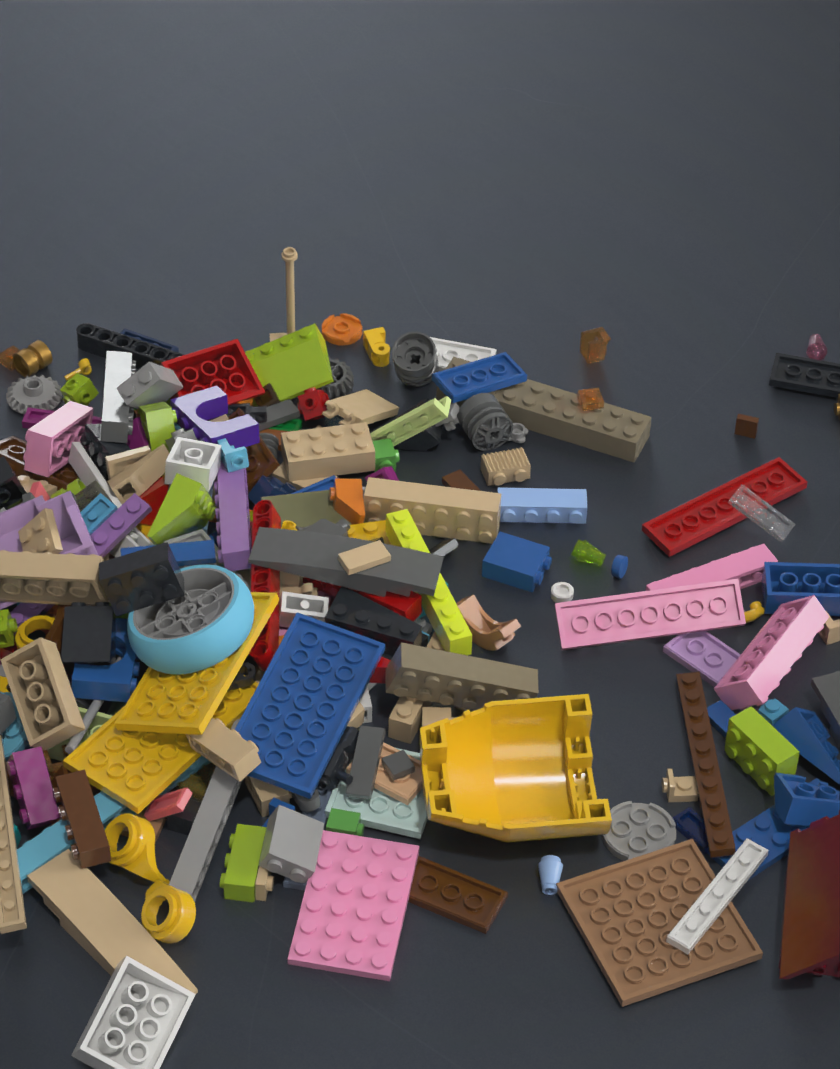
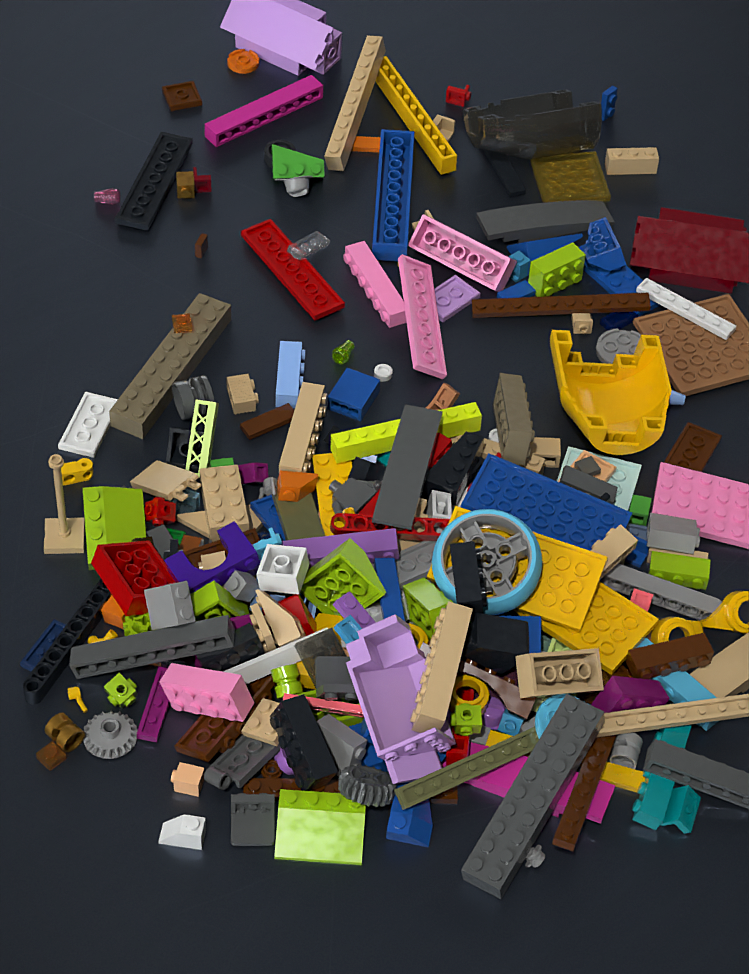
camera: 90 degrees left, 5 degrees up
(41, 534) = (399, 665): tan plate -> none
(342, 329) = (39, 498): orange tile -> none
(364, 557) = (416, 447): tan tile -> none
(415, 358) = (109, 437): dark grey wheel -> none
(452, 419) = (185, 418): light grey tile -> none
(479, 377) = (149, 390): blue tile -> none
(594, 344) = (96, 323): clear orange window -> none
(619, 566) = (359, 334): blue tile -> none

